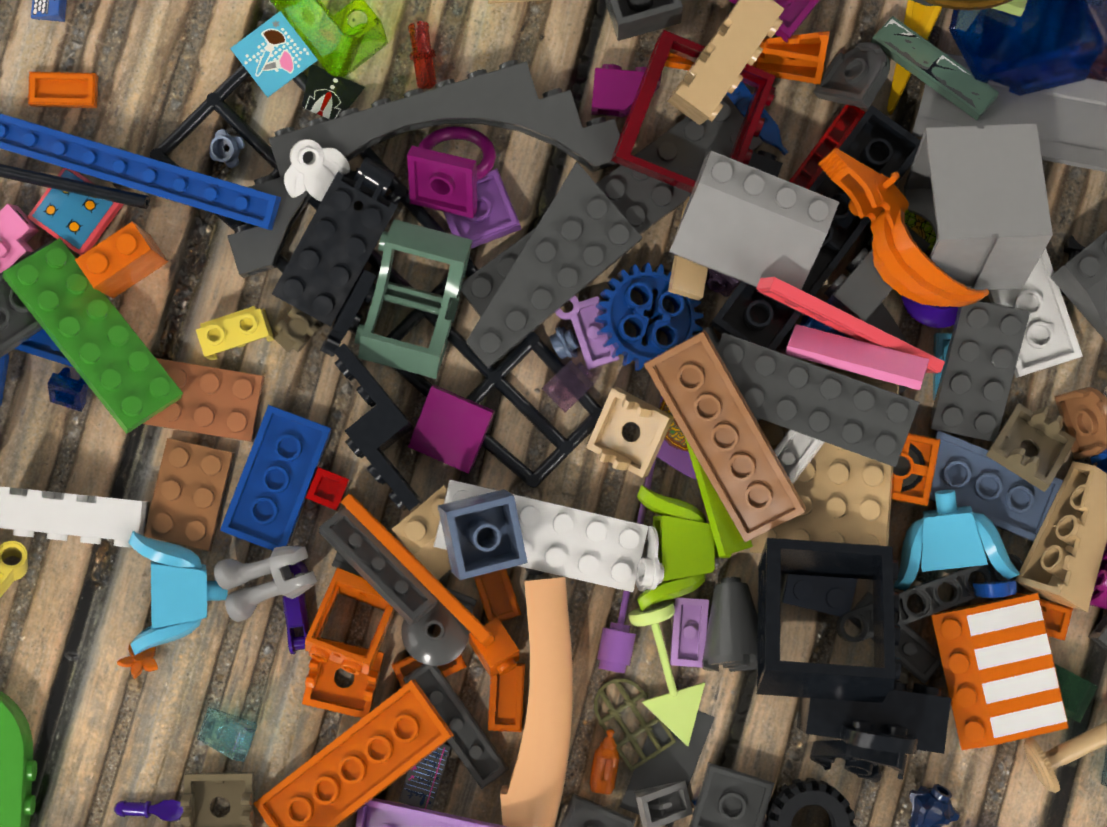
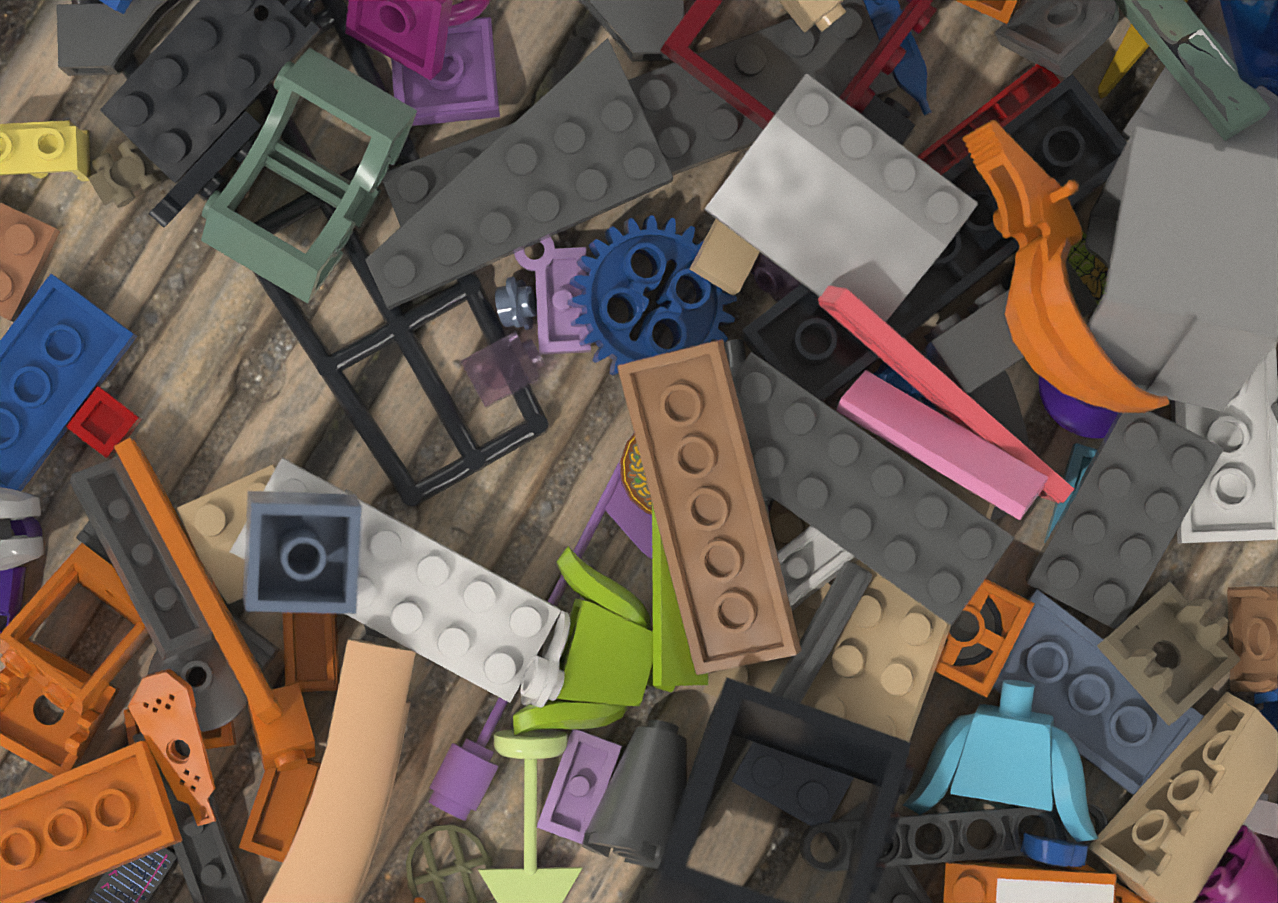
camera: 20 degrees right, 0 degrees up
(377, 430) = (199, 354): black bracket -> none
(424, 666) = (170, 724): none -> orange piece
(451, 428) = (311, 384): magenta tile -> none
(608, 435) = (542, 471): tan piece -> none
(816, 493) = (823, 632): none -> dark grey axle

